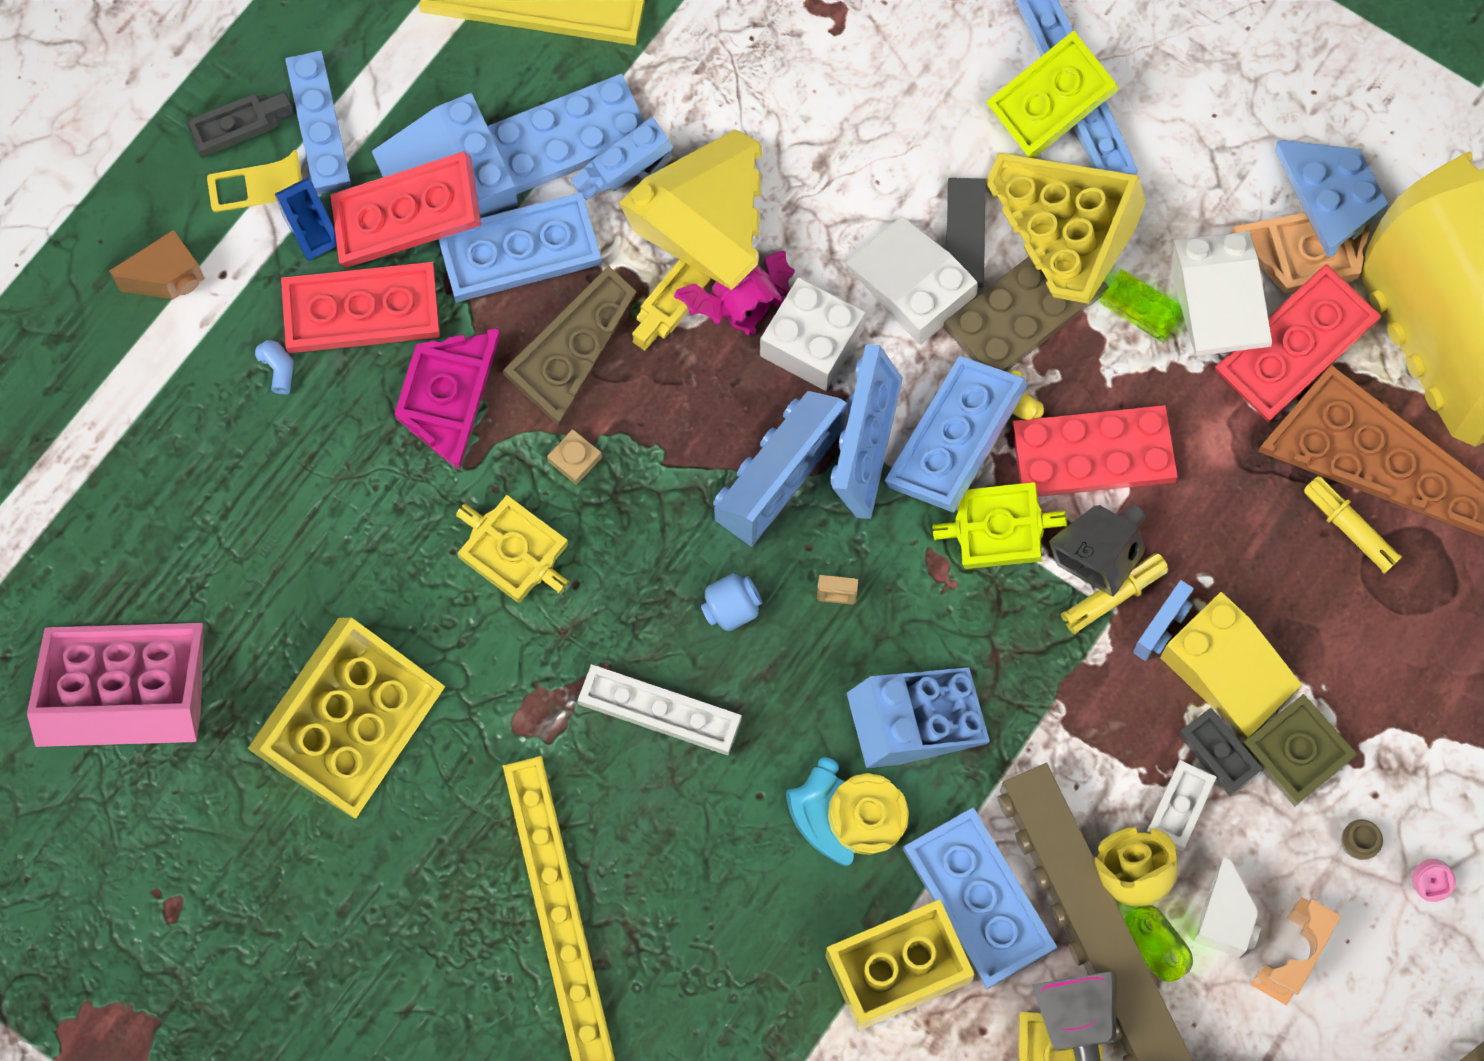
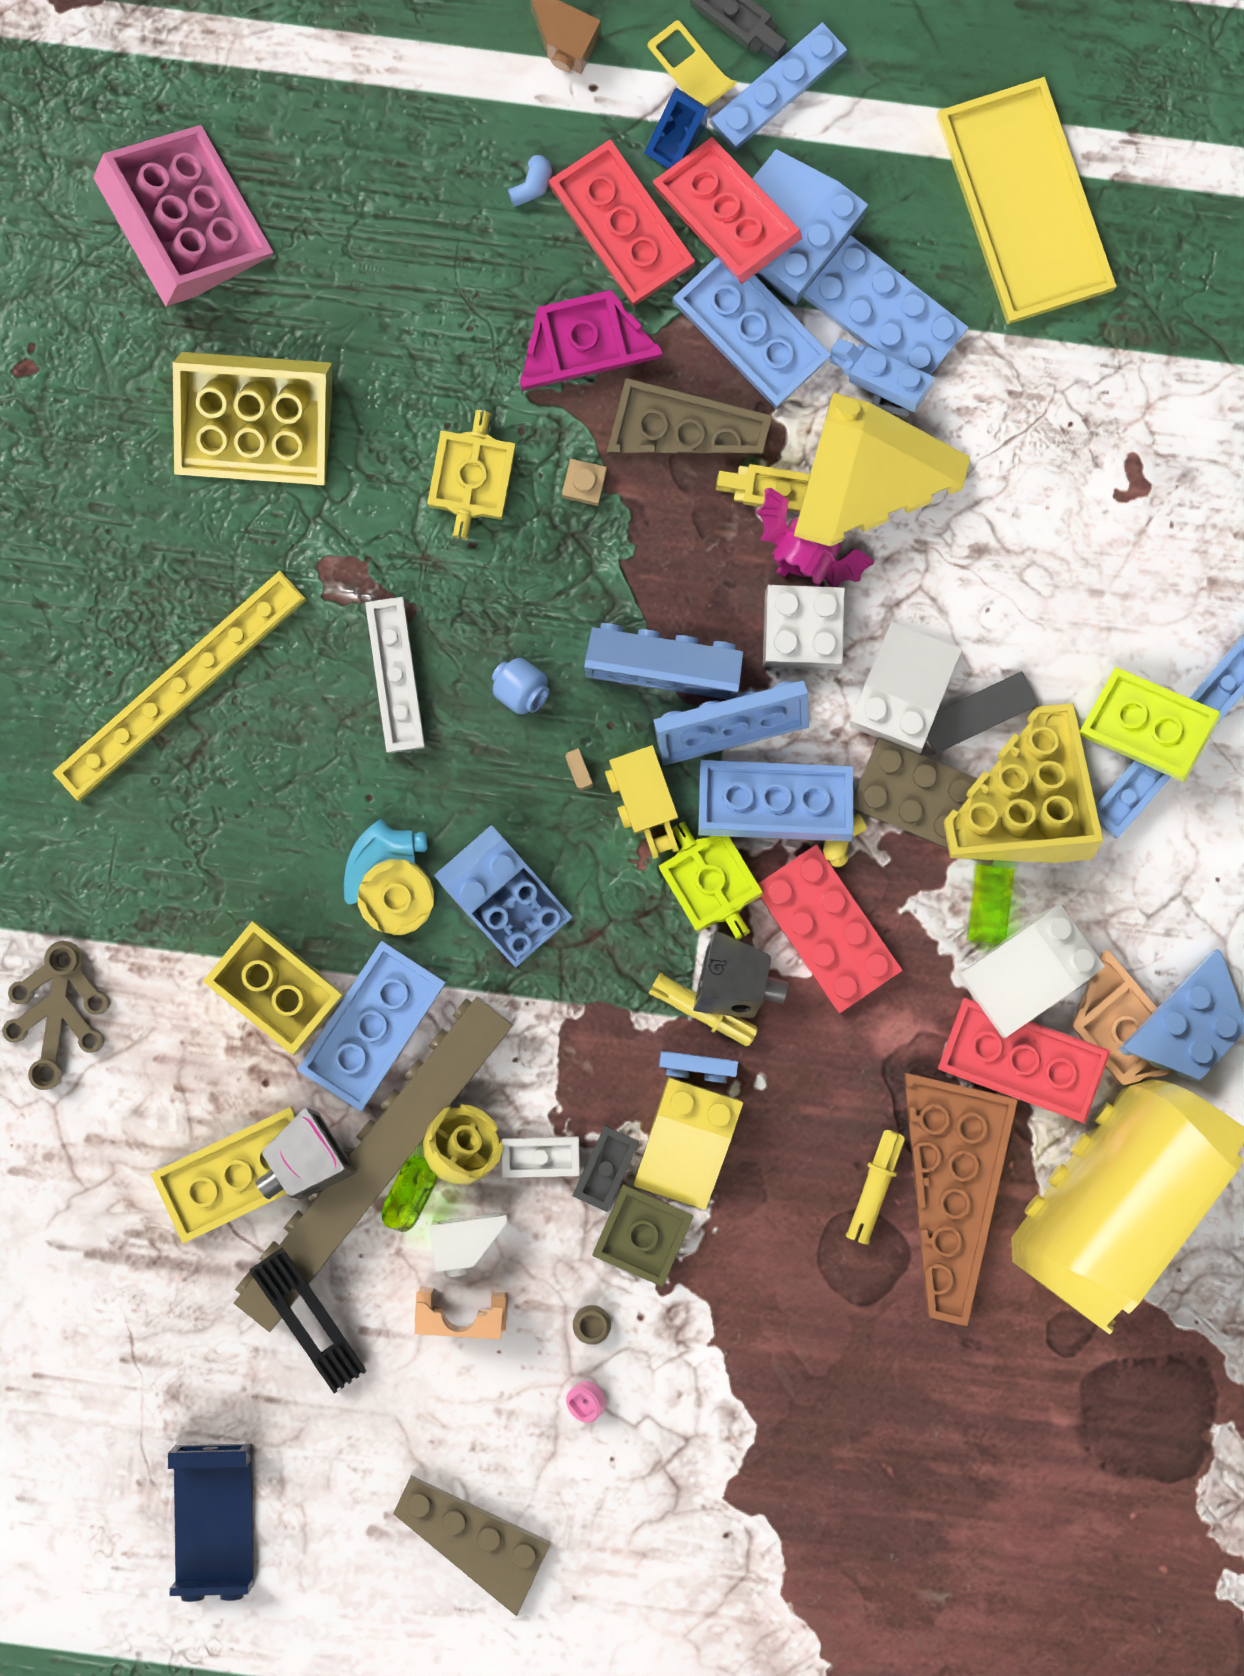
camera: 60 degrees right, 15 degrees up
(894, 545) = (644, 797): none -> light yellow brick

